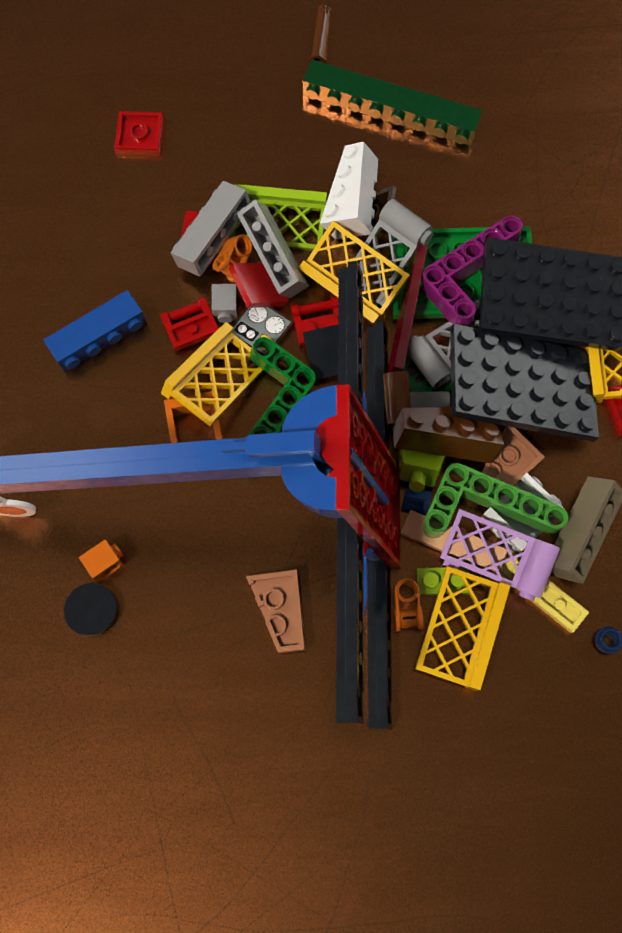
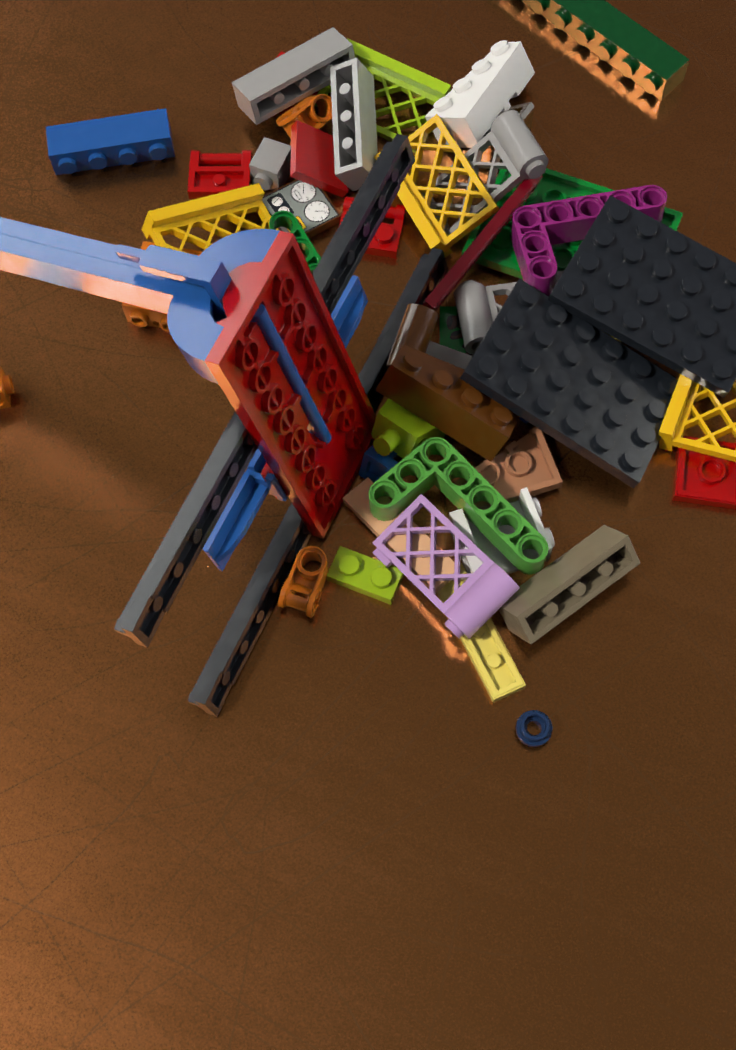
camera: 25 degrees right, 5 degrees down
(281, 605) = (155, 511): nougat wing -> none
(322, 351) = (380, 266): black tile -> none
(485, 635) = (379, 656): yellow fence -> none

